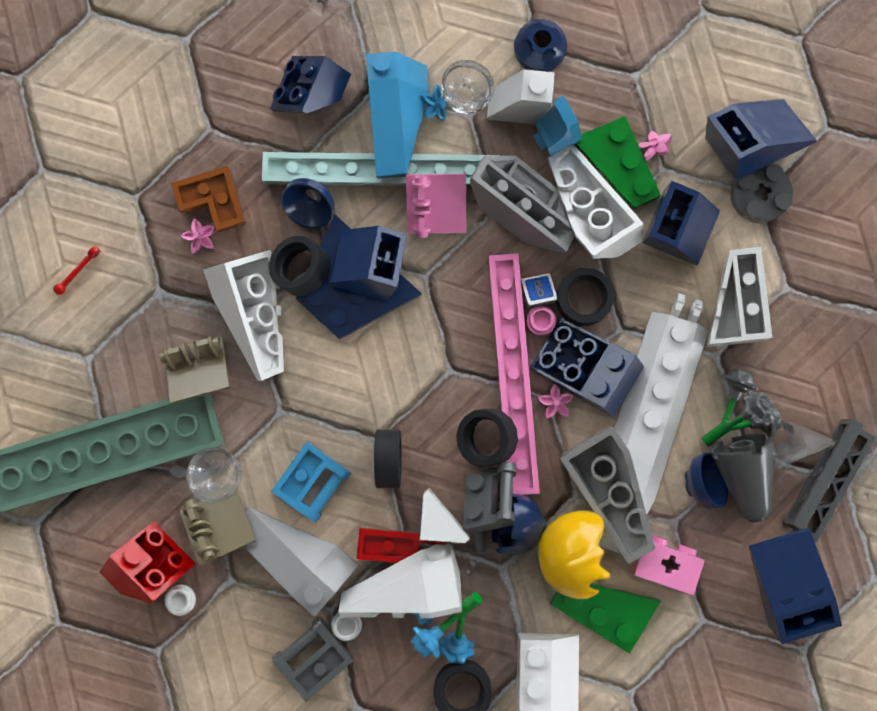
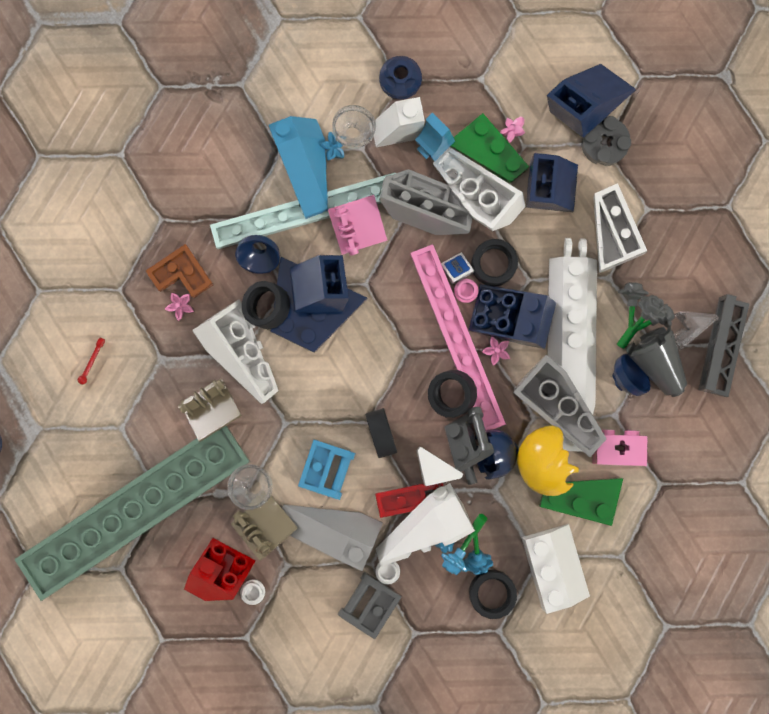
camera: 20 degrees left, 0 degrees up
(309, 85) = (230, 161): dark blue slope -> none
(794, 586) = (720, 435): dark blue slope -> none

